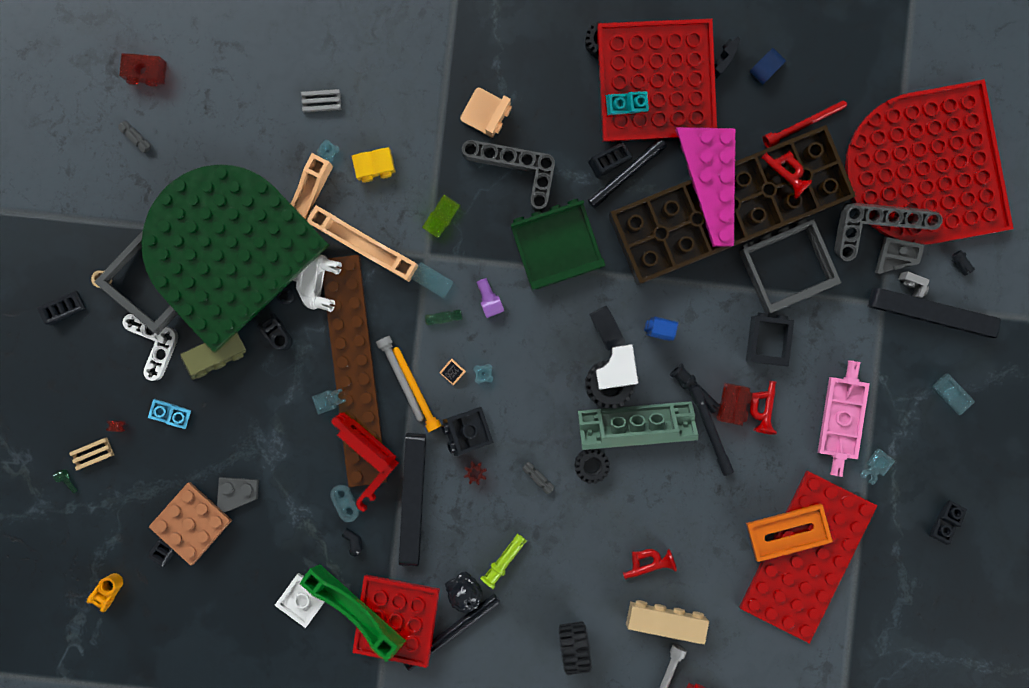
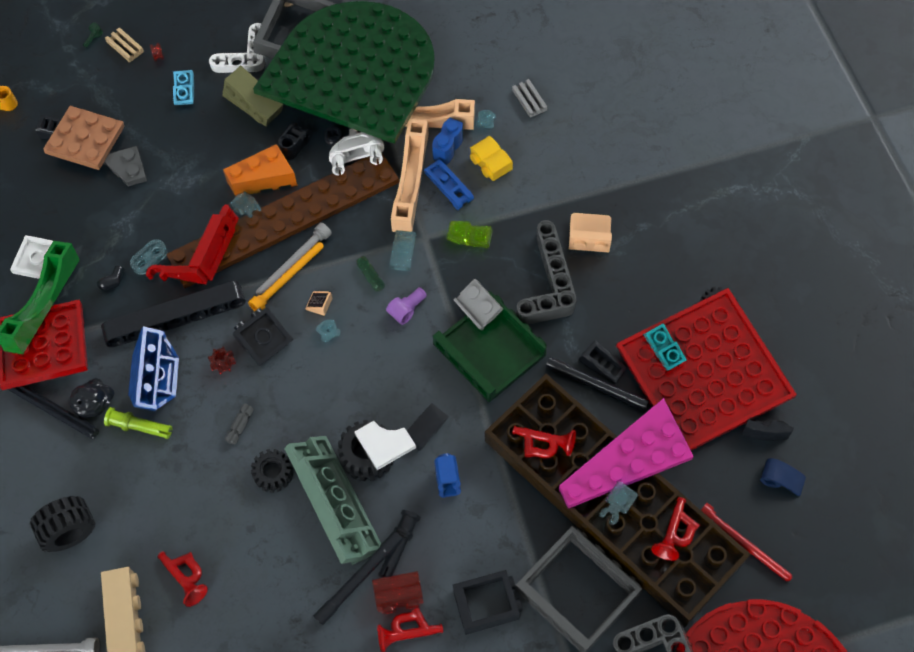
camera: 70 degrees right, 25 degrees down
(299, 375) = (260, 172): none -> orange wedge
(341, 198) = (448, 140): none -> blue brick
(382, 213) = (448, 184): none -> blue plate
(464, 535) = (153, 370): none -> blue wedge
(518, 238) = (478, 304): none -> light grey plate
(681, 224) = (565, 441): none -> red piece
(745, 204) = (620, 500): none -> clear light blue plate

